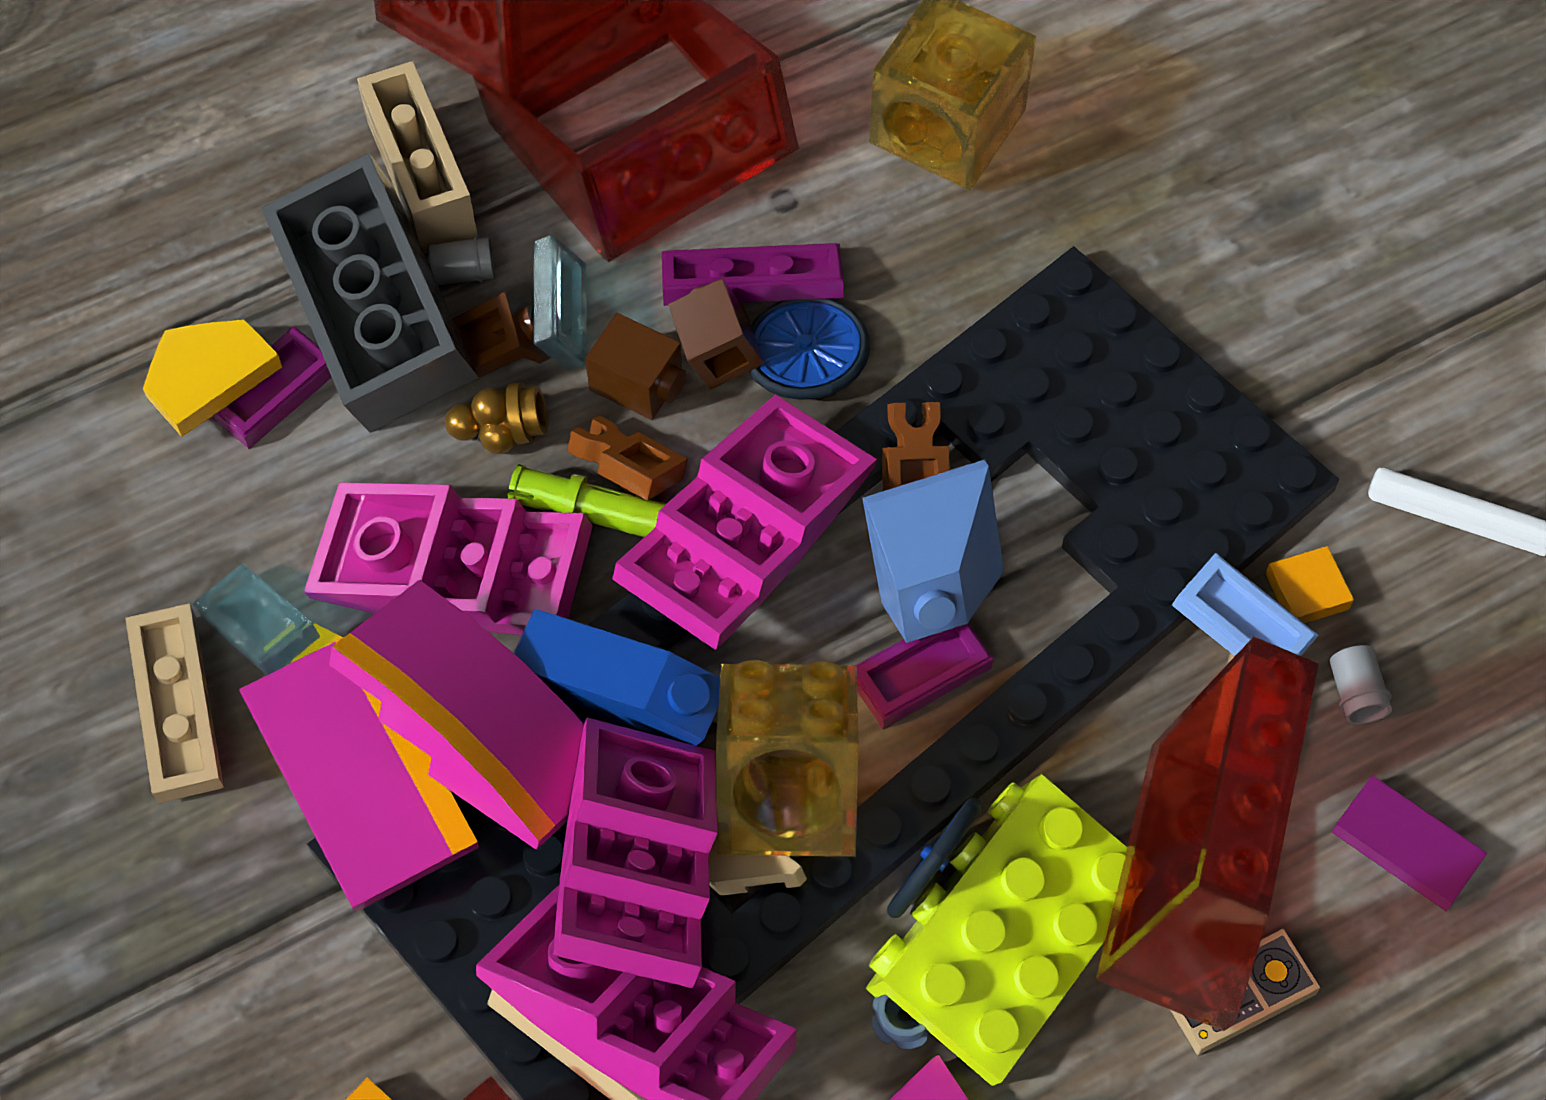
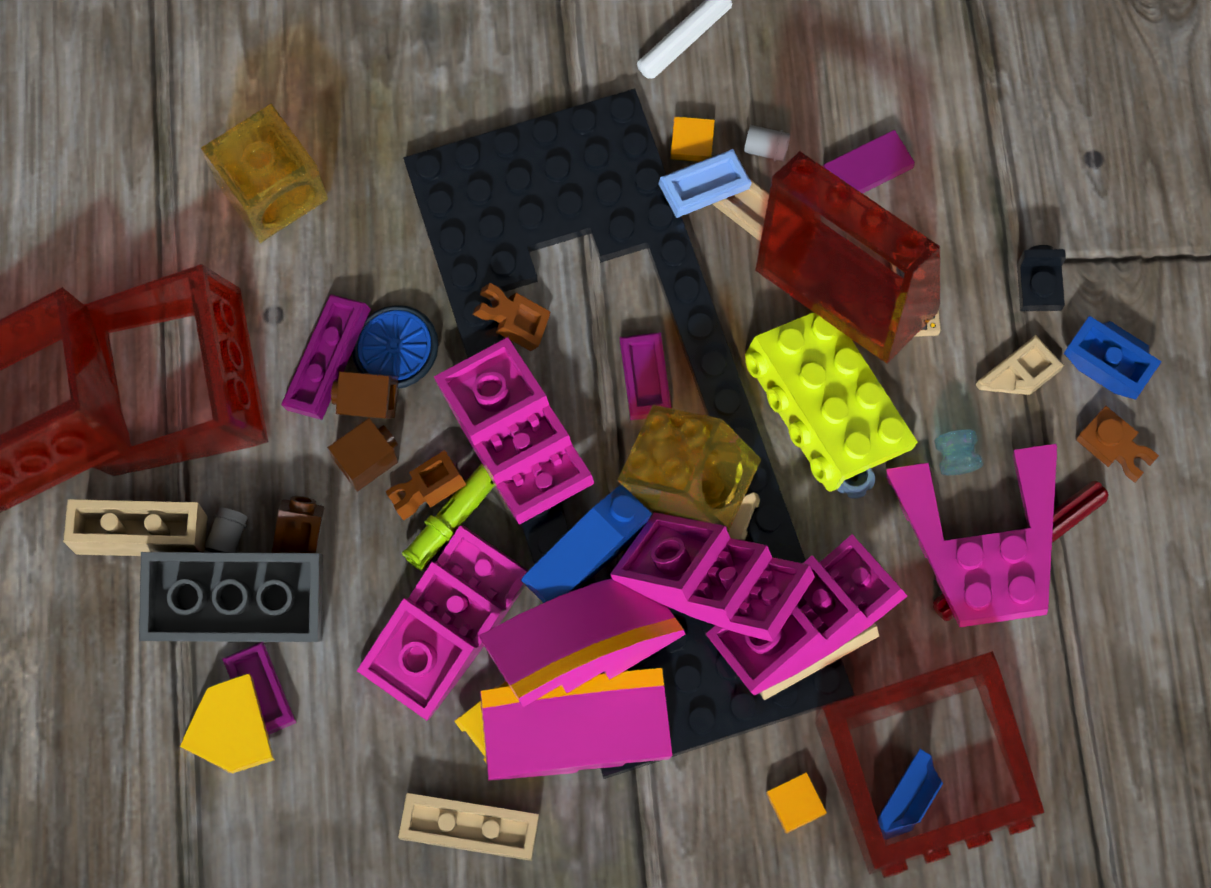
camera: 65 degrees left, 10 degrees up
(256, 620) = (436, 755): clear light blue tile -> none
(500, 417) = (358, 553): pearl gold piece -> none
(560, 303) = (292, 481): clear light blue tile -> none
(934, 858) = (779, 417): black wheel -> none
(935, 549) = (587, 333): medium blue slope -> none

